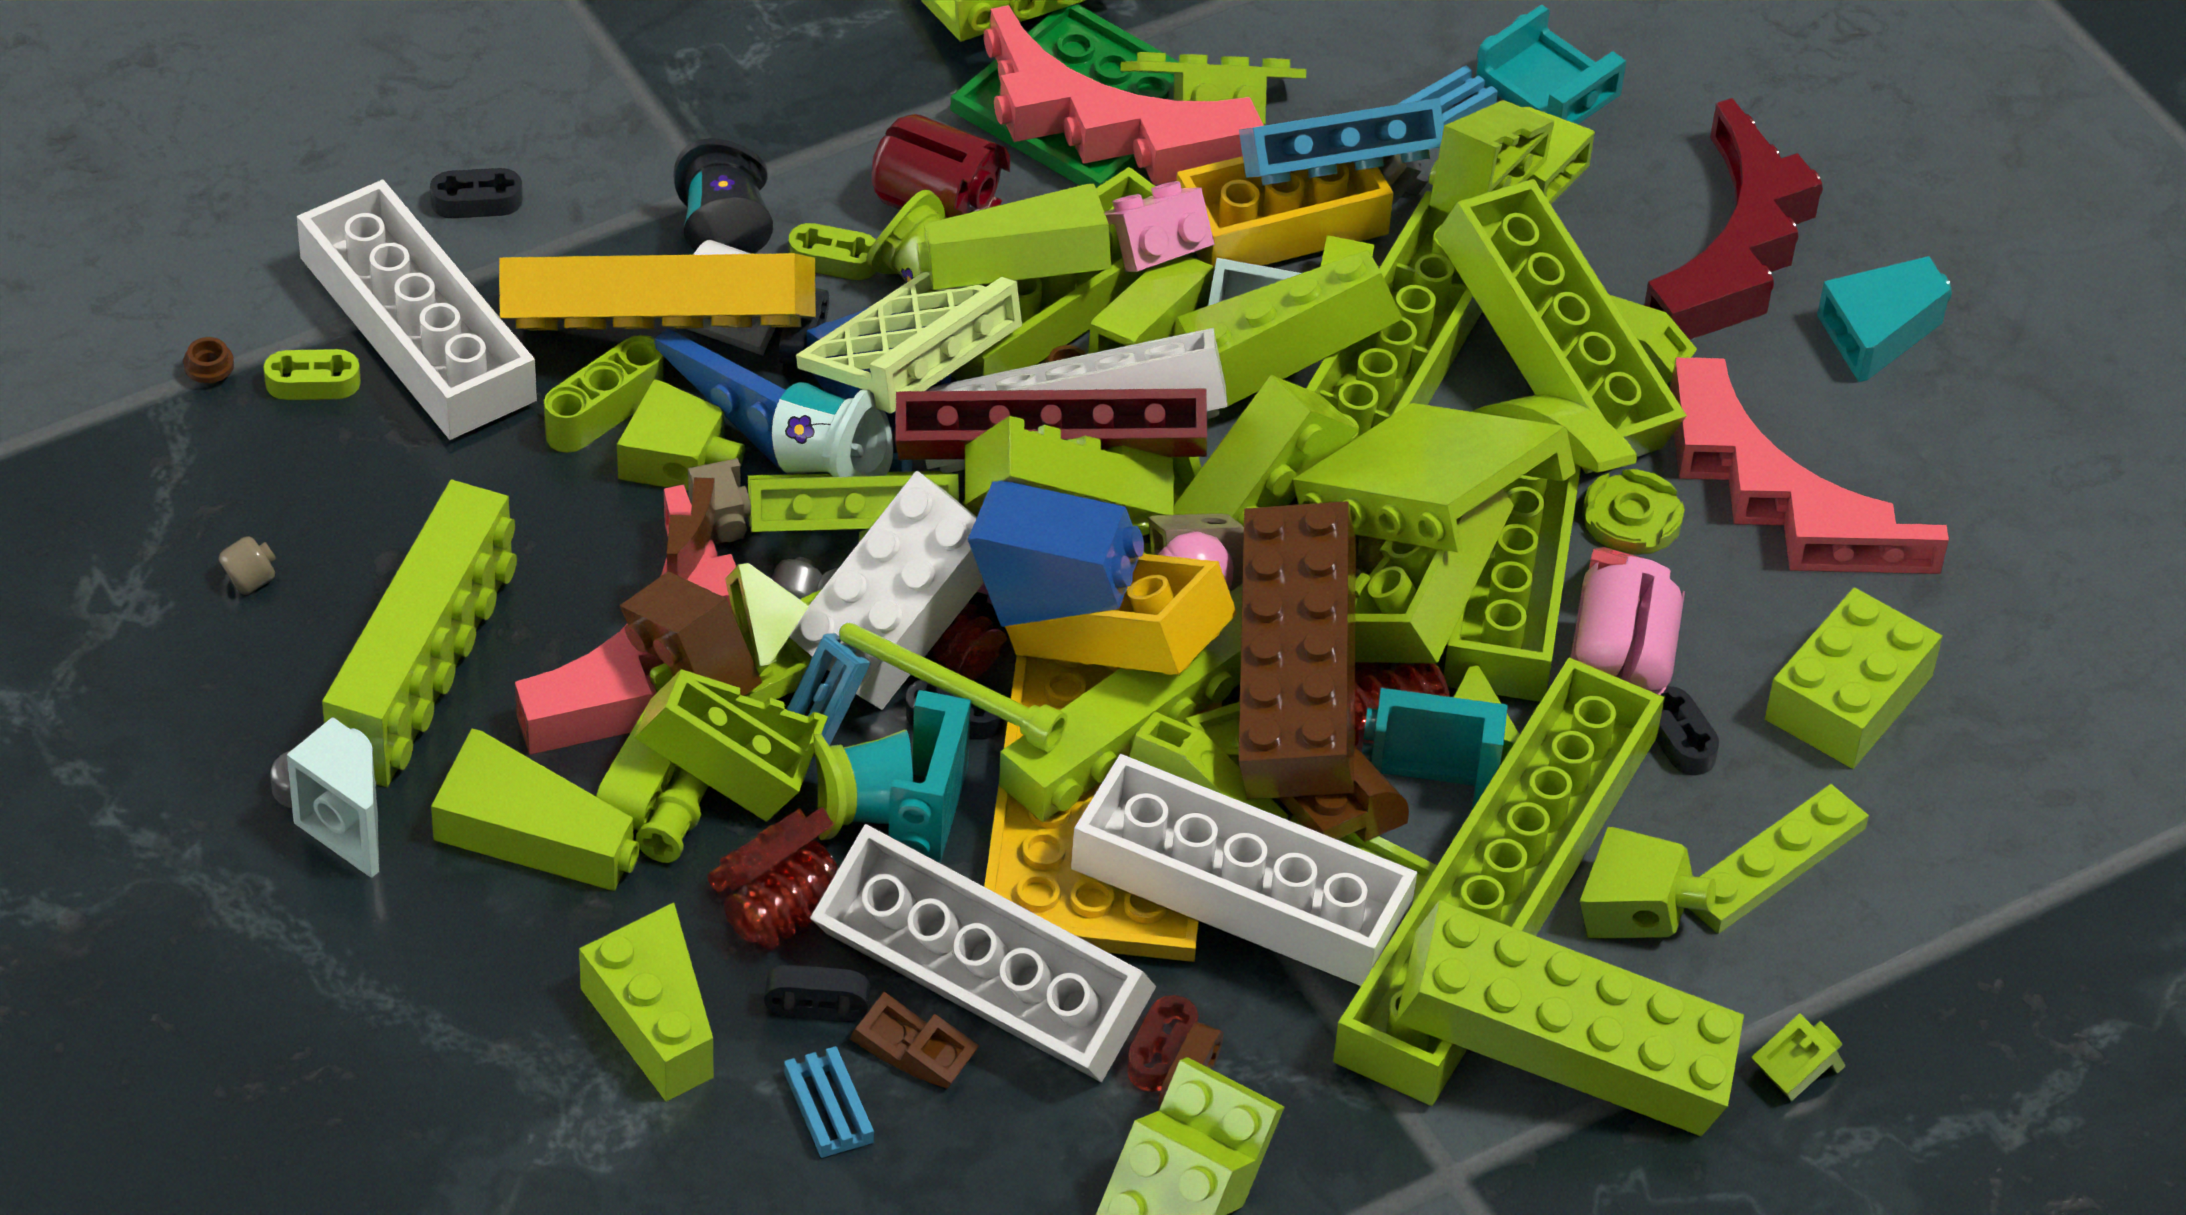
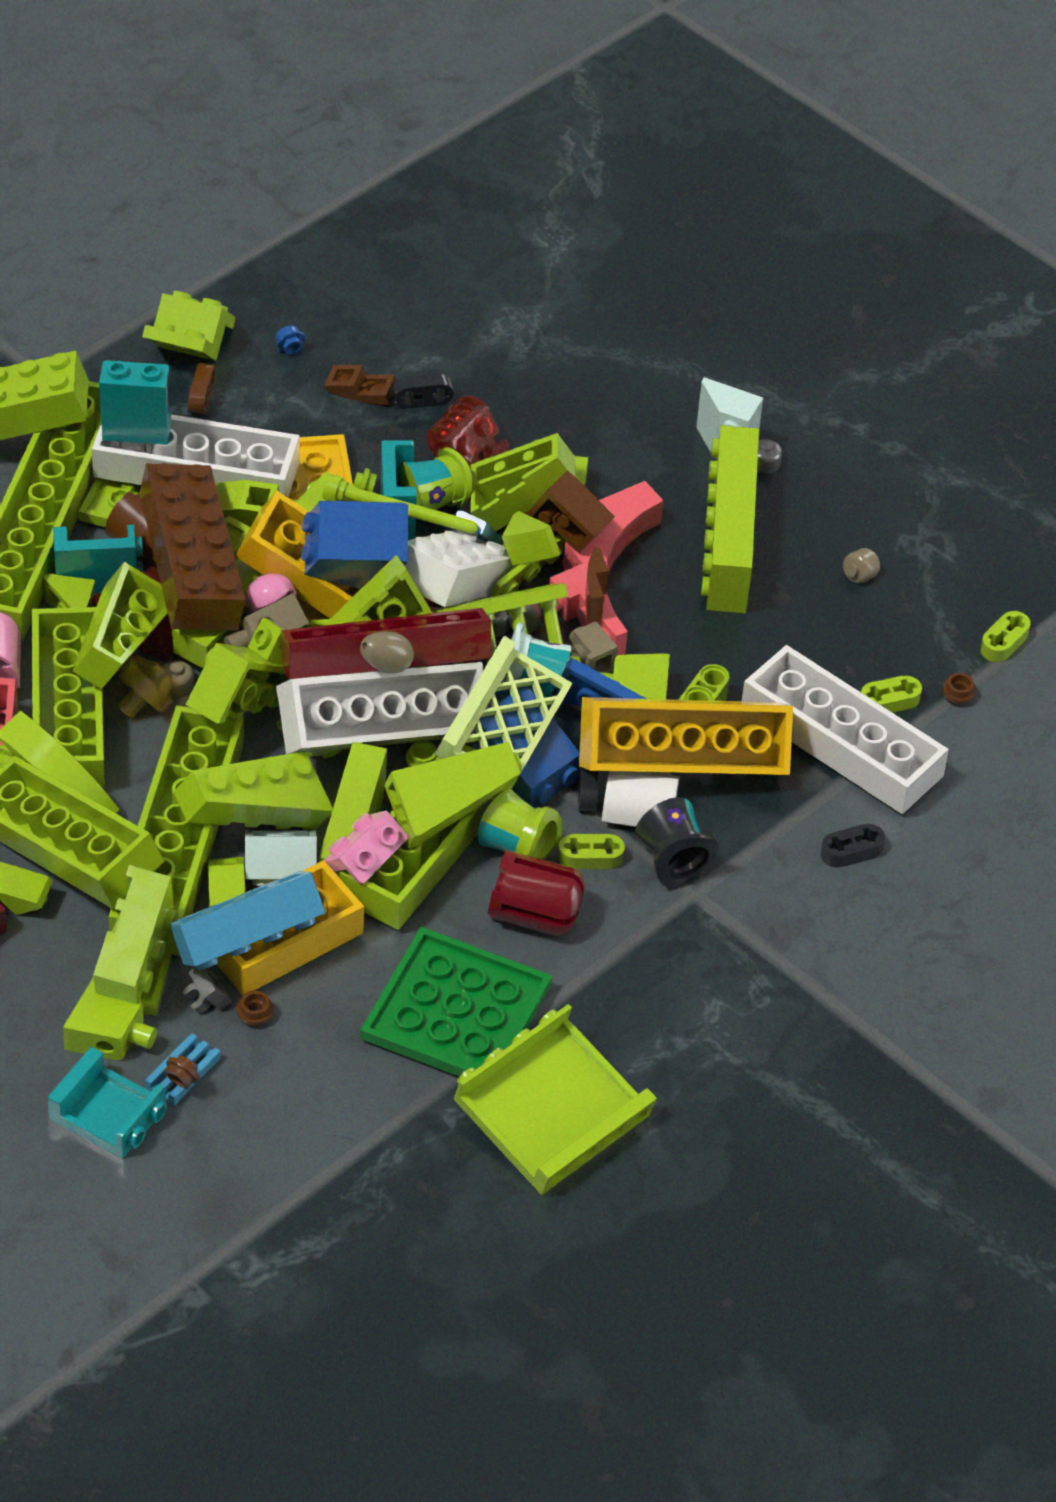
camera: 165 degrees right, 0 degrees up
(92, 425) = (1000, 632): none -> lime beam
(531, 816) = (625, 450): lime slope -> none
(652, 1000) = (511, 365): lime wedge -> none
(815, 1068) = (402, 348): dark azure tile -> none
(970, 840) = (365, 480): none -> lime plate
(983, 952) = (332, 401): white brick -> none
(1012, 1145) = (290, 340): none -> blue plate
(1066, 363) = (387, 651): none -> dark tan animal
(1103, 122) = (431, 951): coral arch -> none
(1153, 1039) = (226, 407): clear red beam -> none
(1209, 82) = (360, 1016): lime bracket -> none
(1212, 484) = (267, 641): none -> lime bracket
(1344, 847) = (134, 402): none -> teal panel
(1430, 468) = (126, 669): lime panel -> none
(1454, 64) = (181, 1071): none -> reddish brown plate

